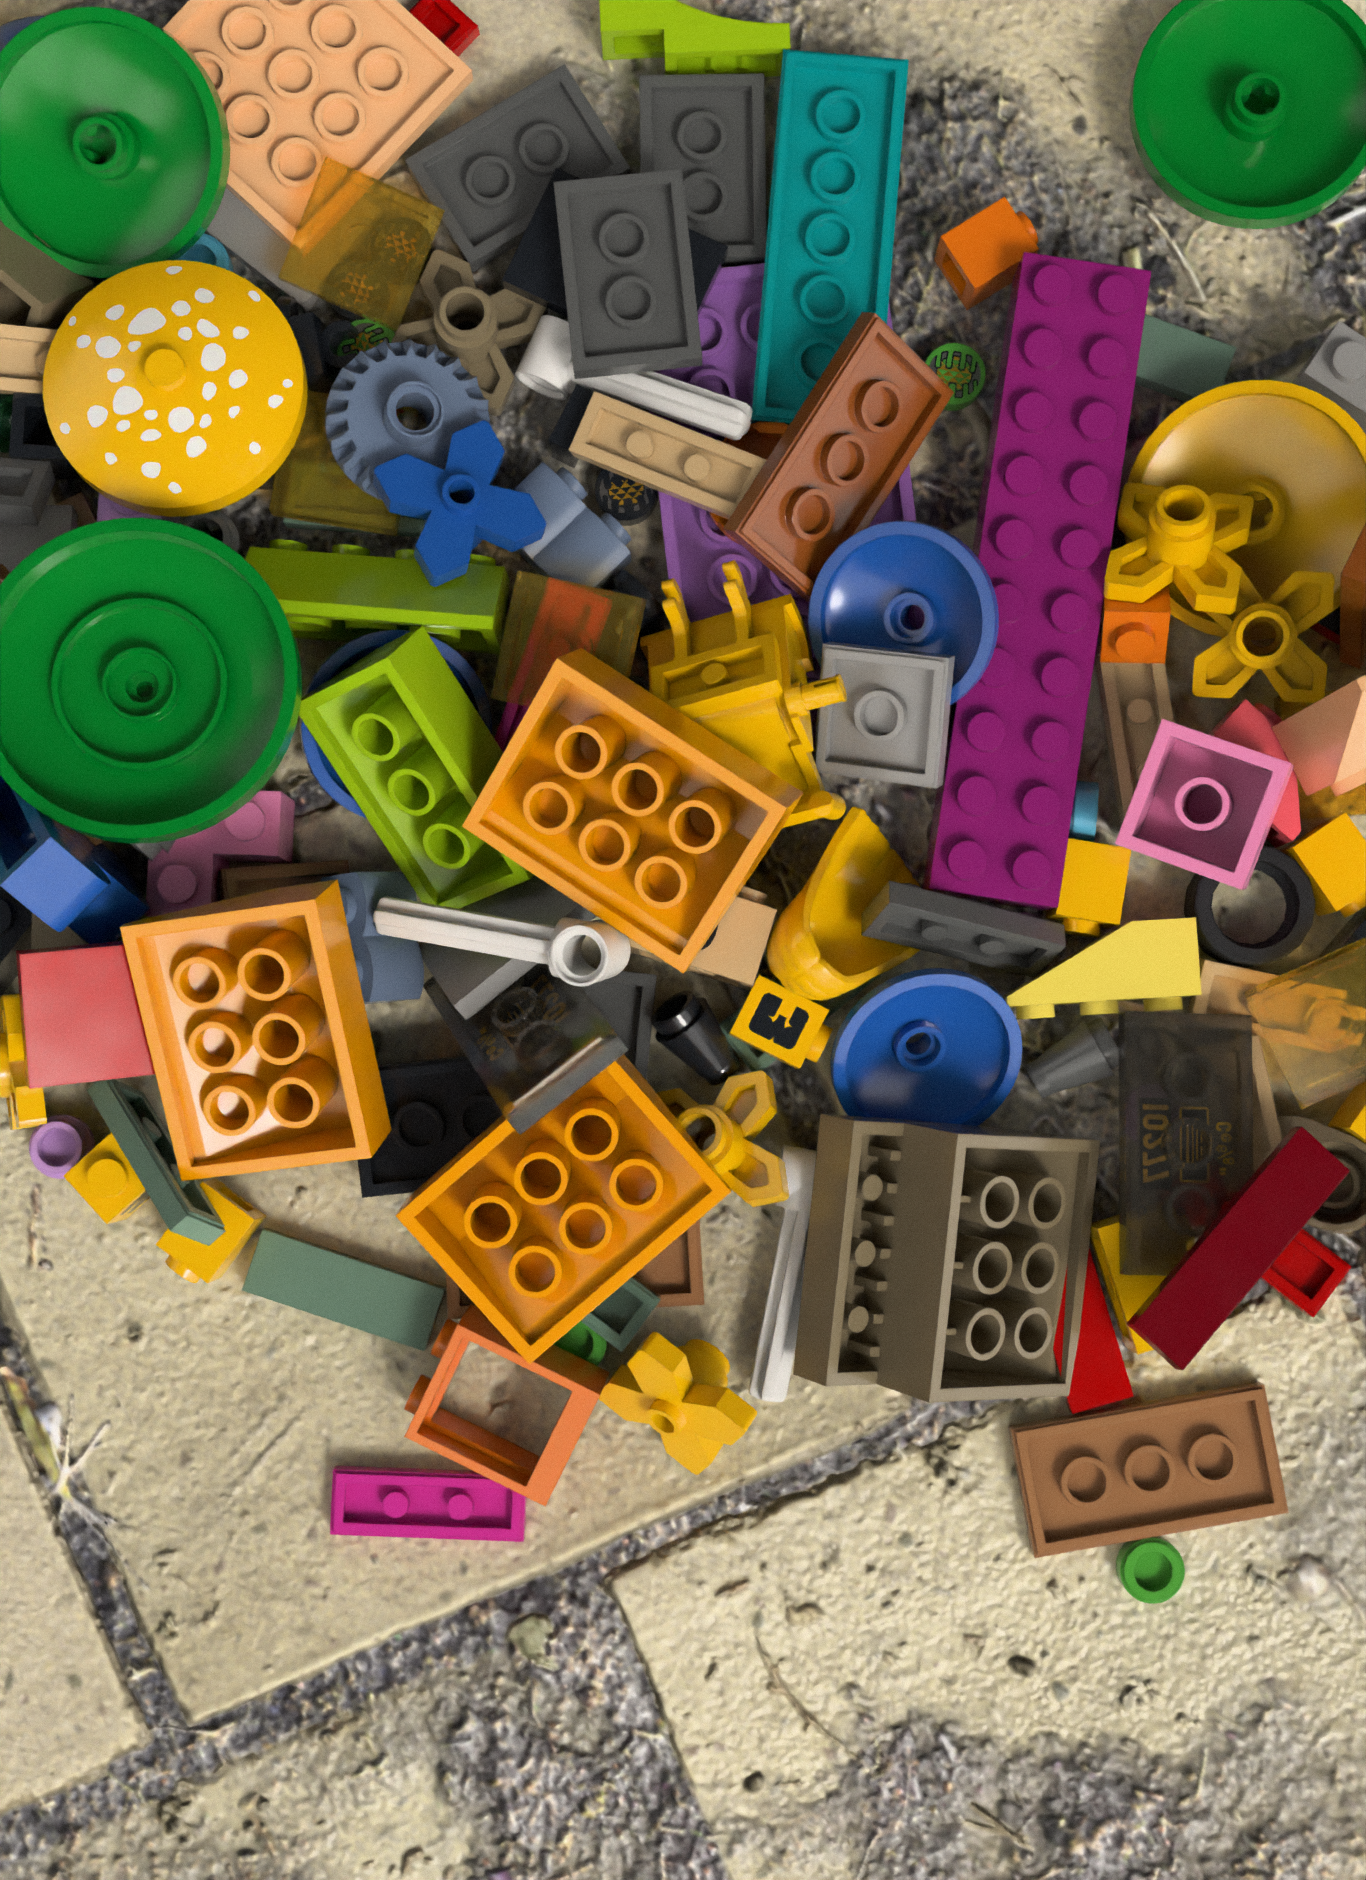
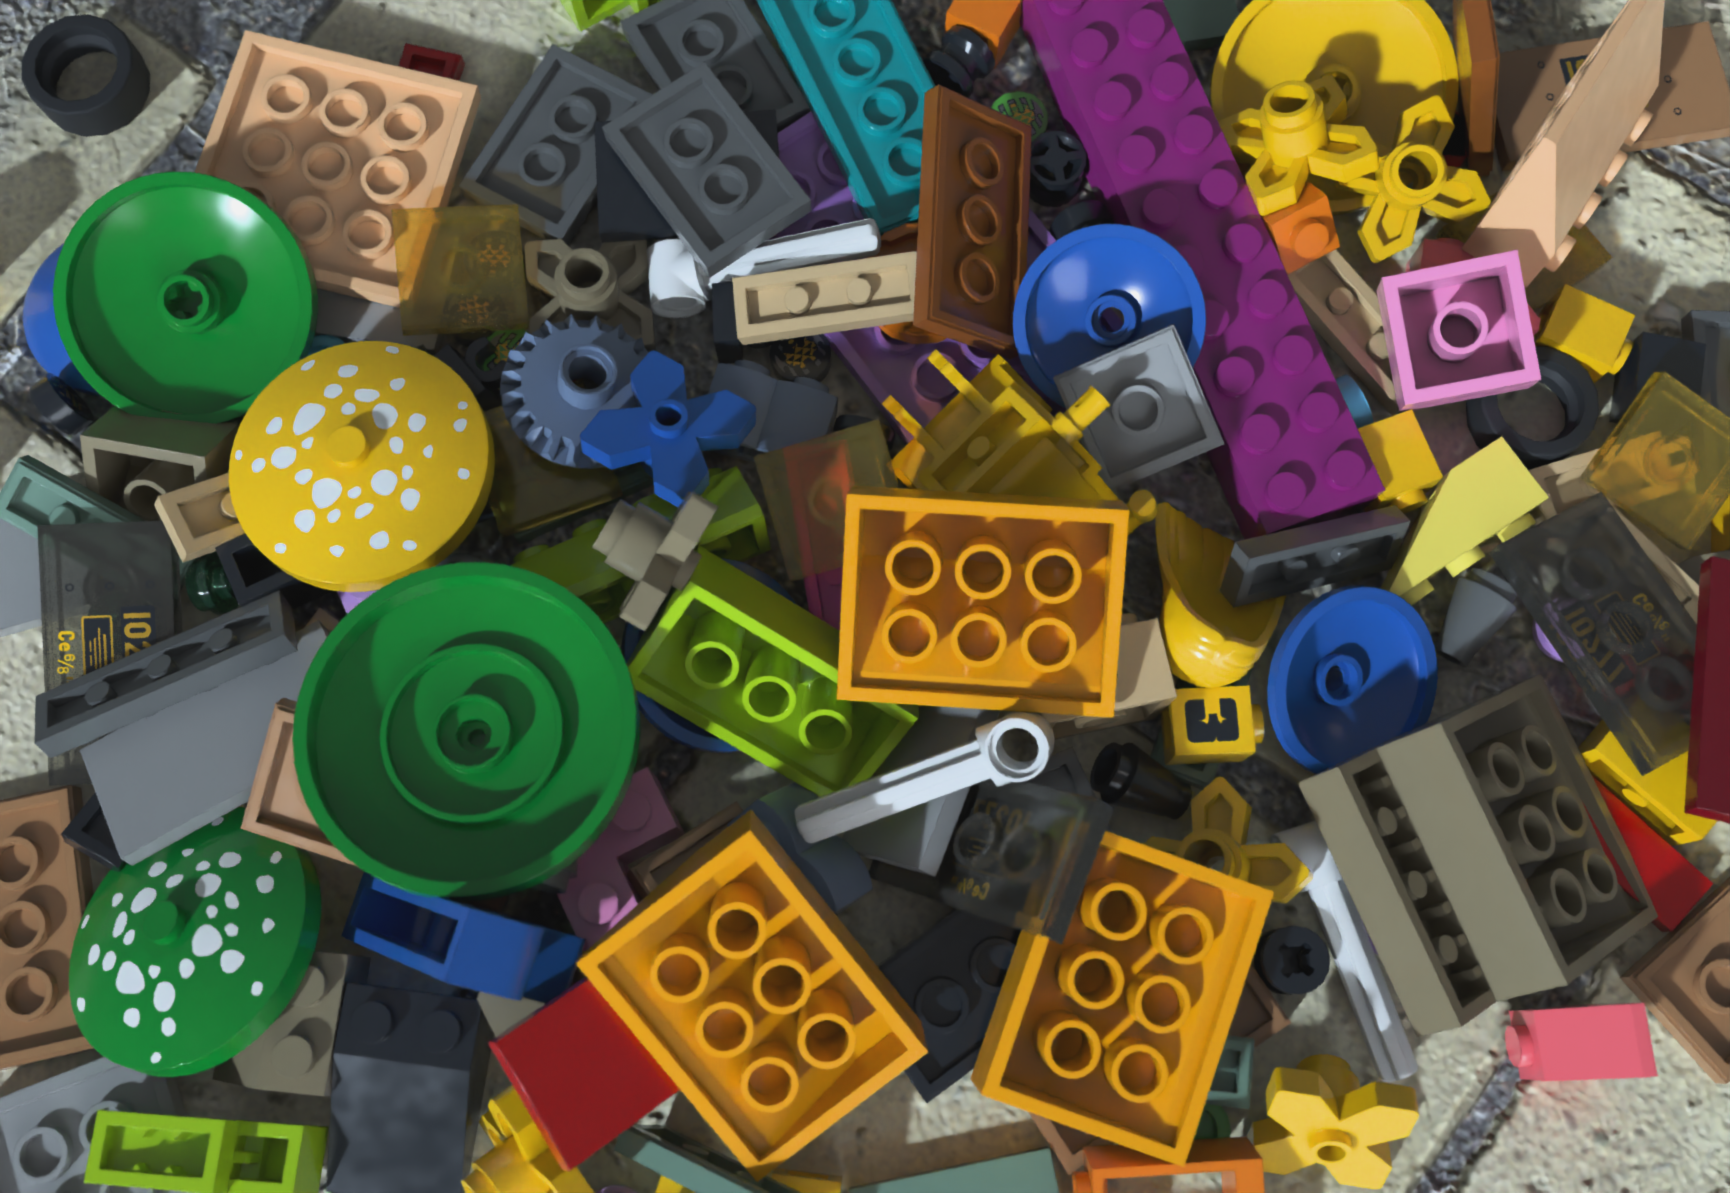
camera: 30 degrees left, 10 degrees down
(369, 615) = (653, 551): none -> dark tan plant
(731, 1244) = (1281, 966): none -> black wheel
(924, 1454) = (1581, 1042): none -> coral slope
(927, 290) = (960, 61): none -> black wheel
(949, 510) = (1079, 216): none -> black tile
(963, 428) = (1063, 157): none -> black wheel

